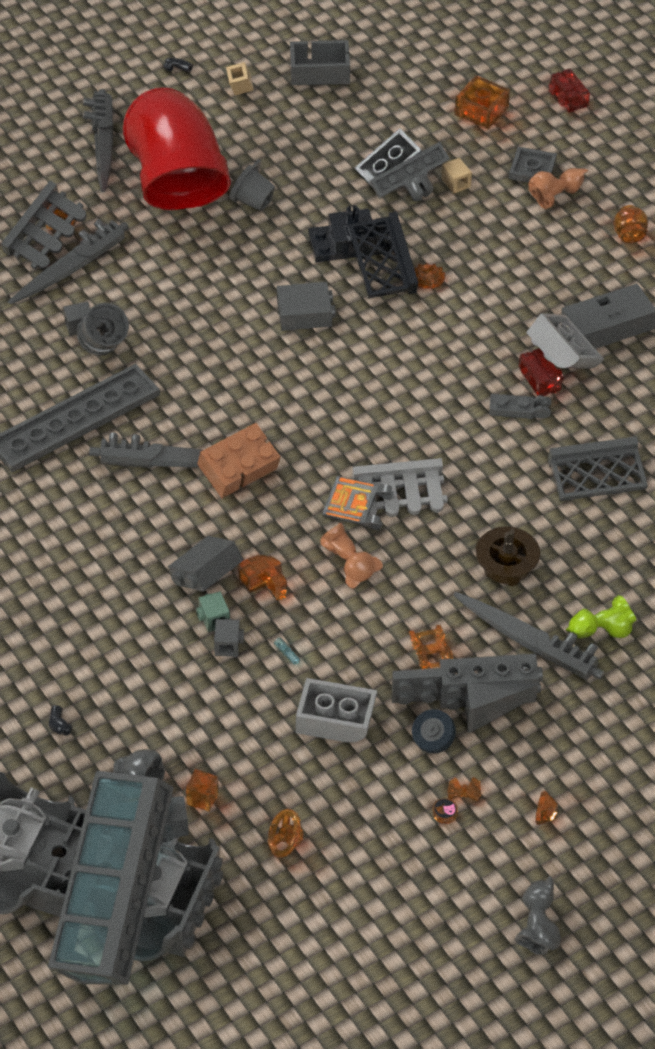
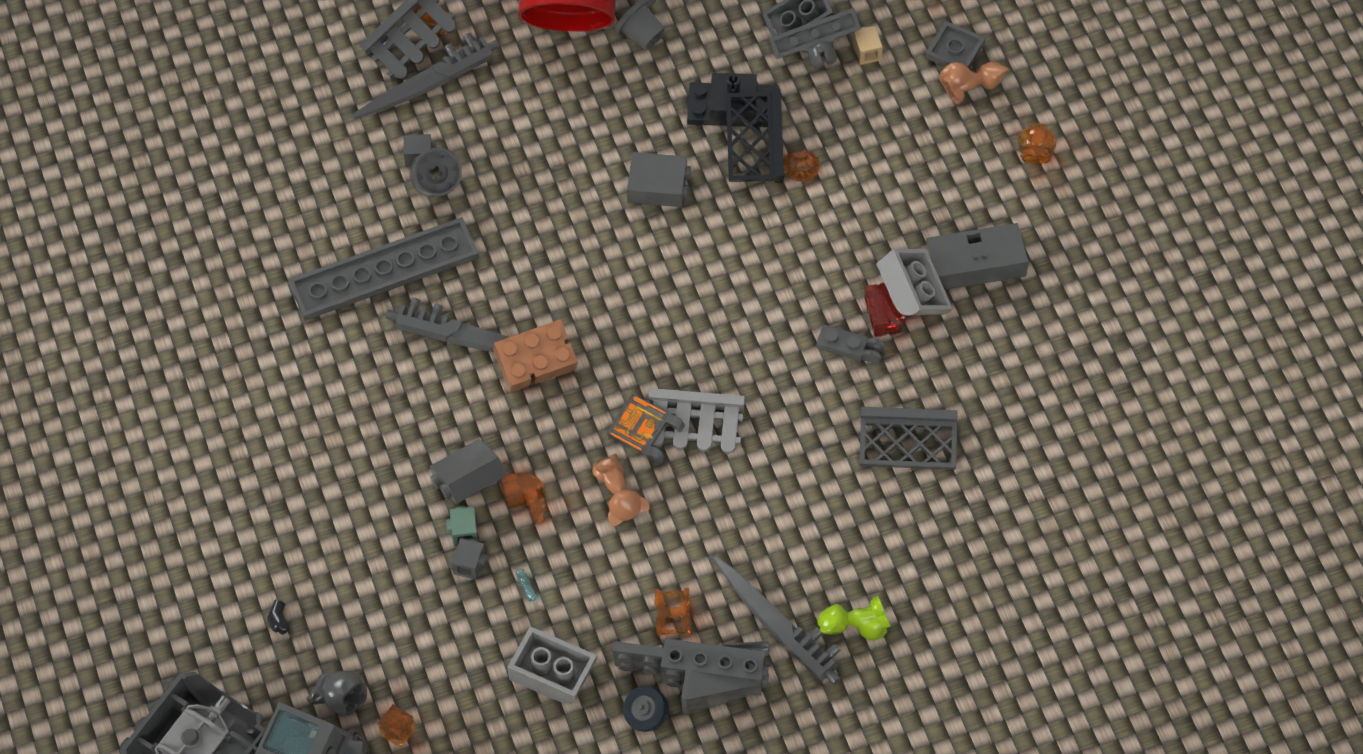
camera: 15 degrees right, 10 degrees up
(507, 554) = (779, 522): dark brown piece -> none

